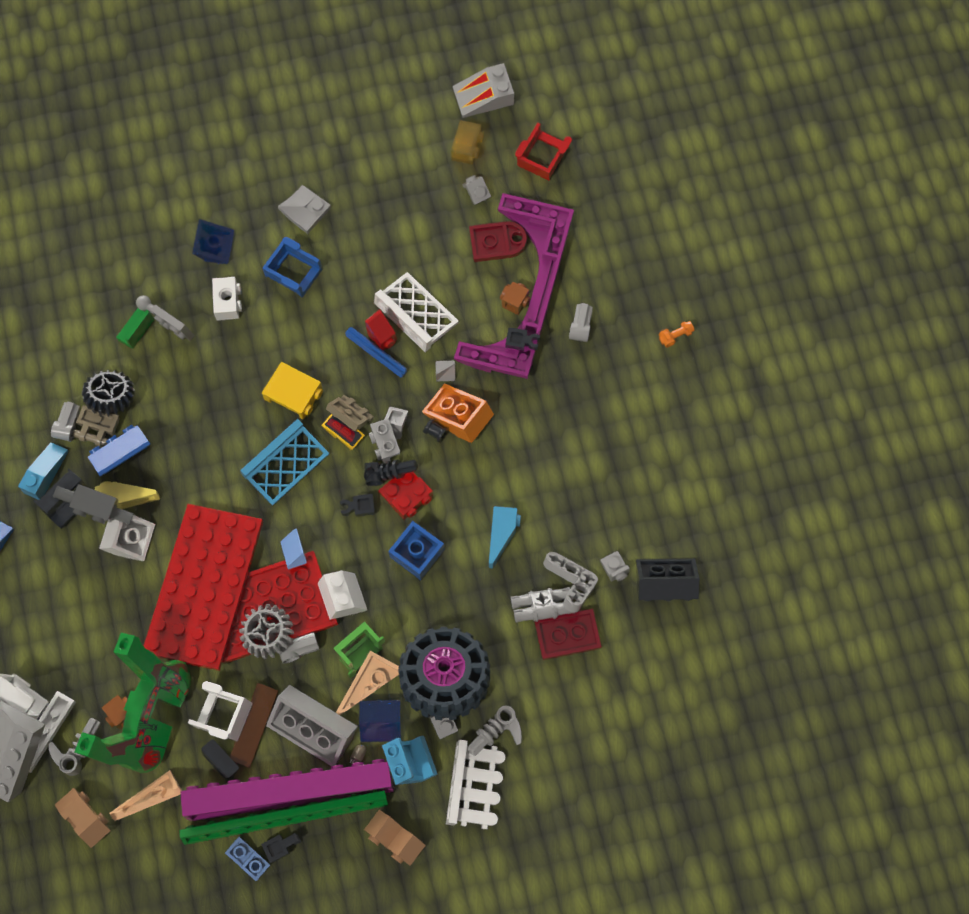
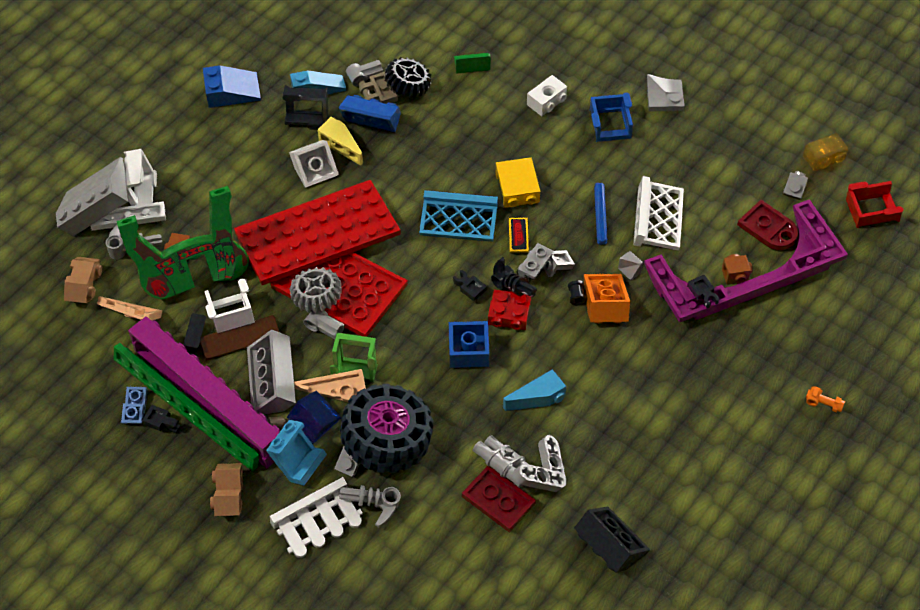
camera: 50 degrees right, 15 degrees down
(94, 503) = (313, 117): dark grey brick -> none
(165, 319) = (494, 74): light grey plate -> none
(212, 242) = (581, 59): clear blue slope -> none
(293, 550) = (396, 267): medium blue slope -> none
(341, 594) = (390, 320): white slope -> none
(349, 412) = (535, 226): dark tan plate -> none
(380, 331) = (618, 200): red slope -> none
(484, 91) = (879, 135): light grey slope -> none
(580, 327) = (759, 330): light grey piece -> none
(615, 567) = (586, 494): light grey bracket -> none

